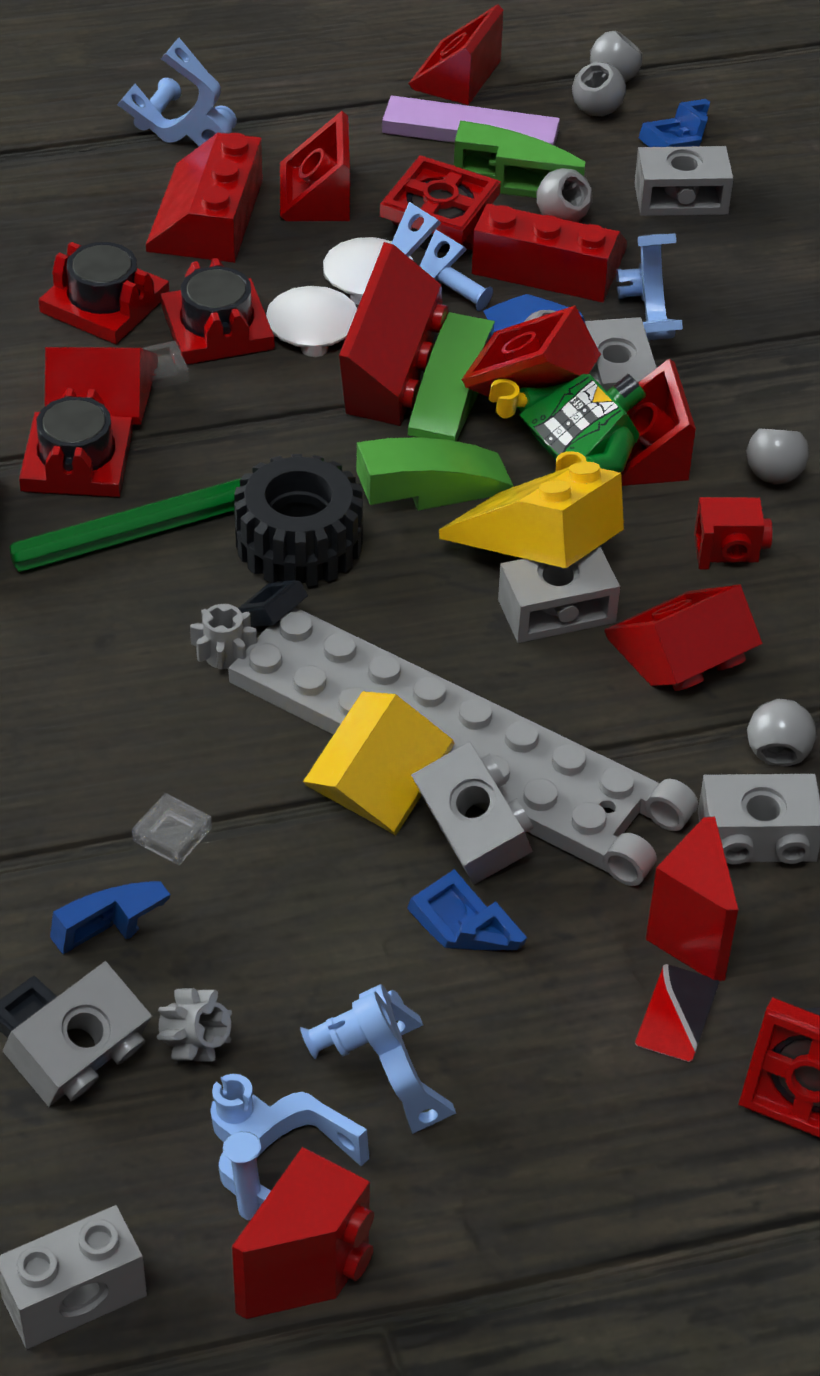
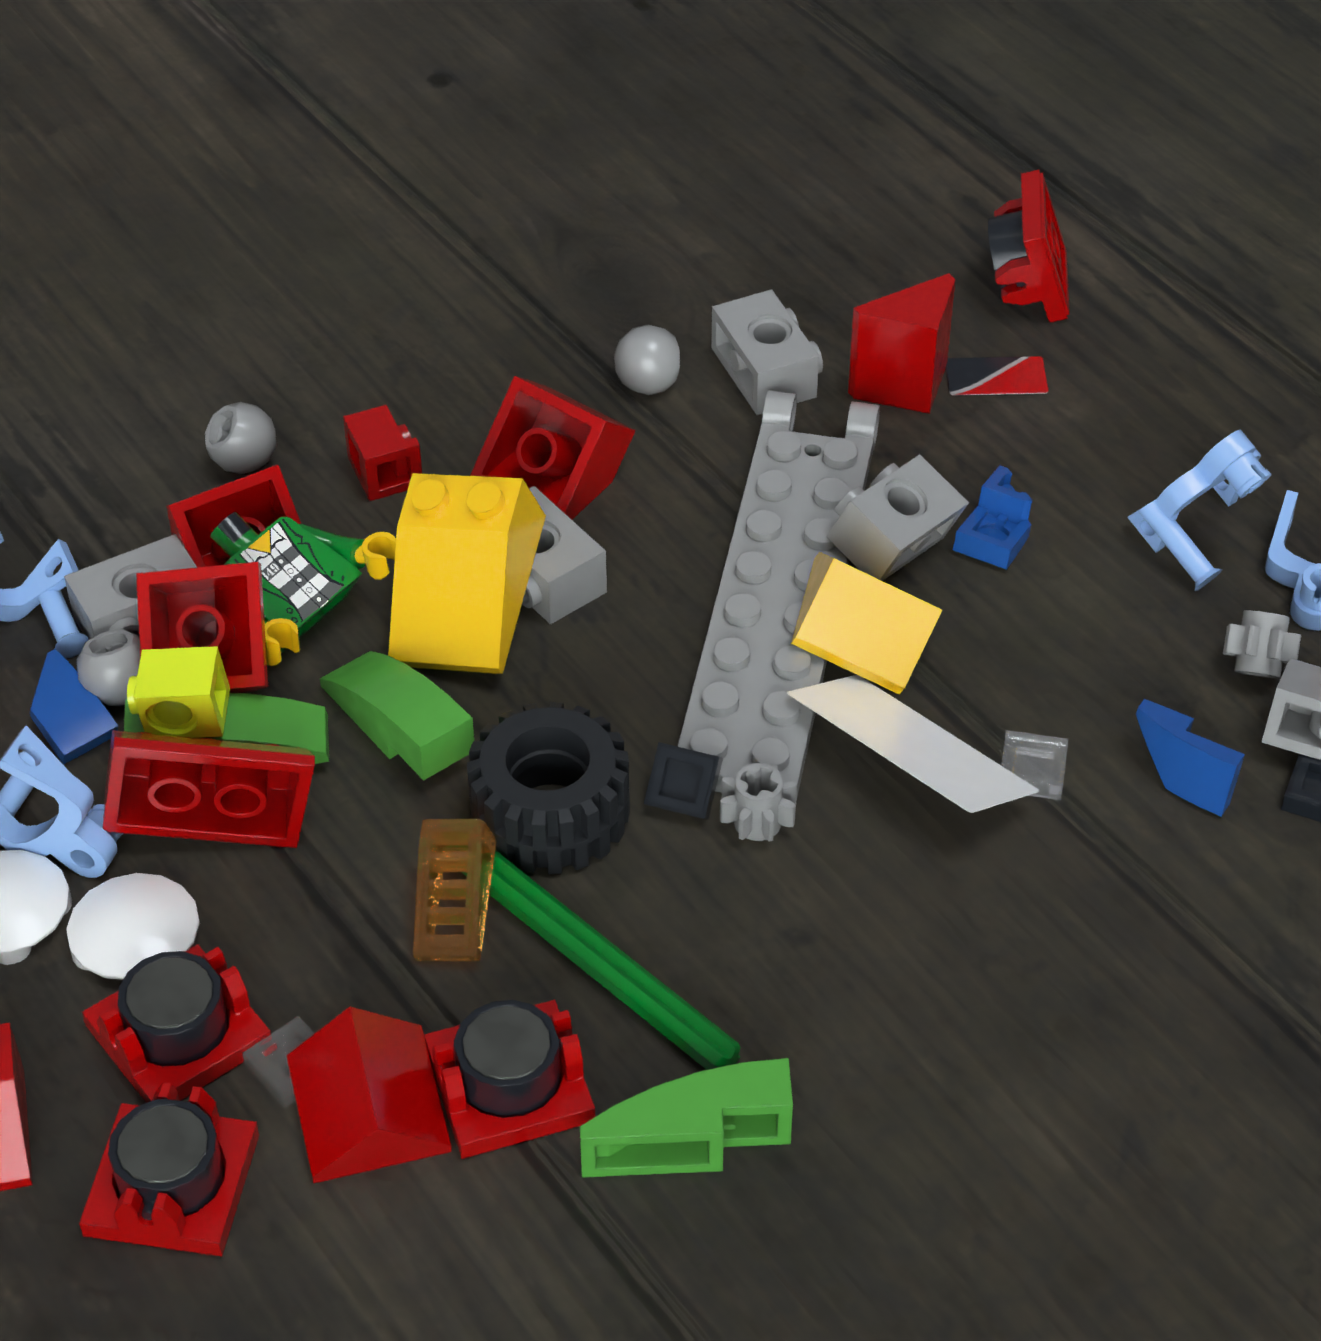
camera: 110 degrees left, 0 degrees up
(218, 736) = (914, 743): none -> white sticker
(239, 450) = (452, 847): none -> clear orange slope
(460, 323) = (180, 692): none -> neon yellow brick

